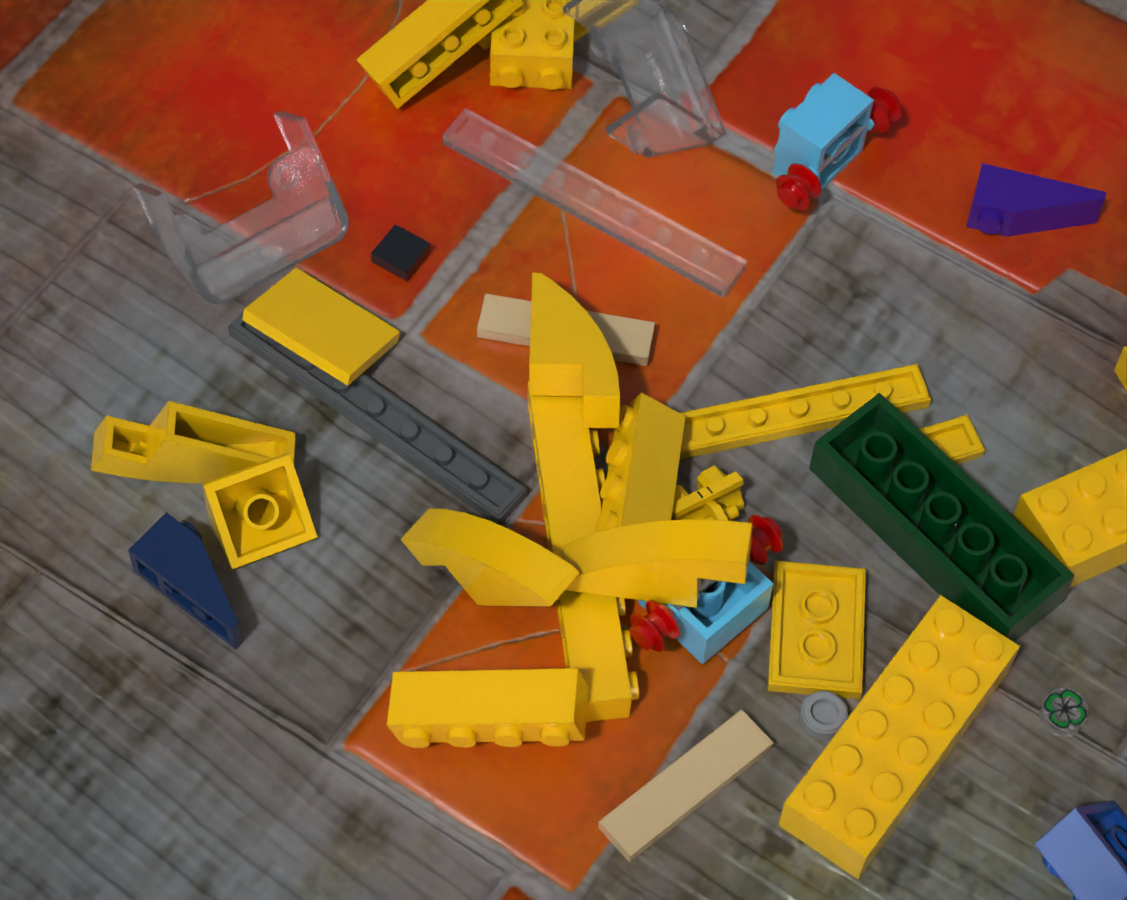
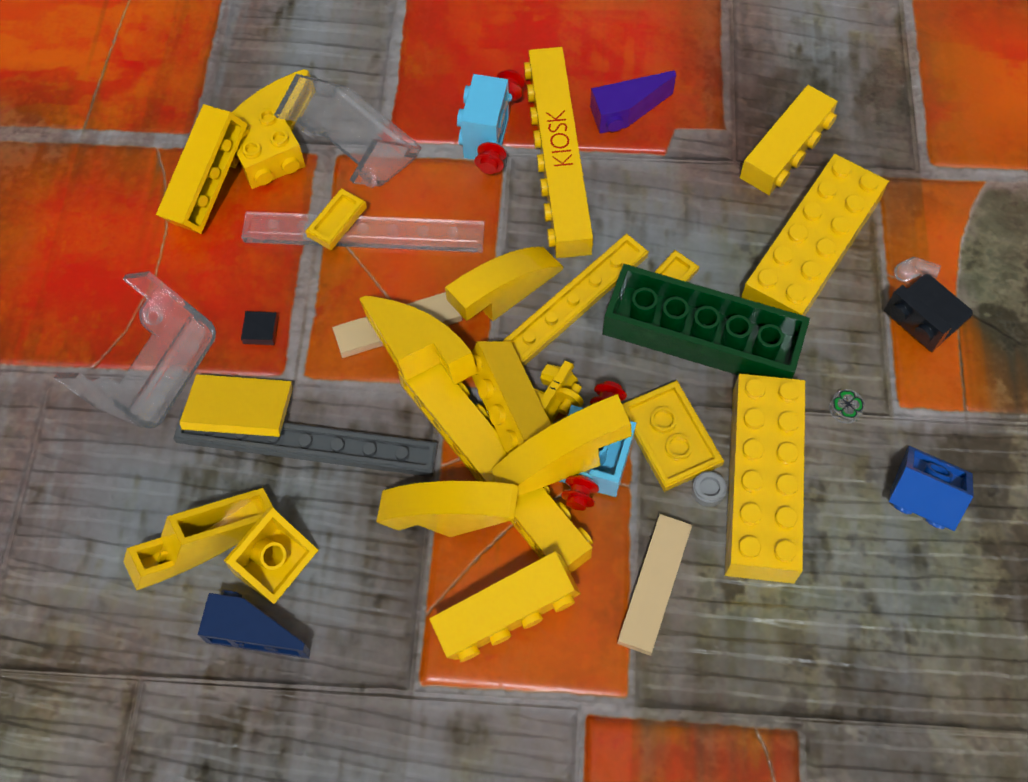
camera: 25 degrees left, 5 degrees up
(566, 169) = (336, 219): none -> yellow tile
(720, 342) = (501, 282): none -> yellow slope
(893, 224) = (559, 155): none -> yellow brick

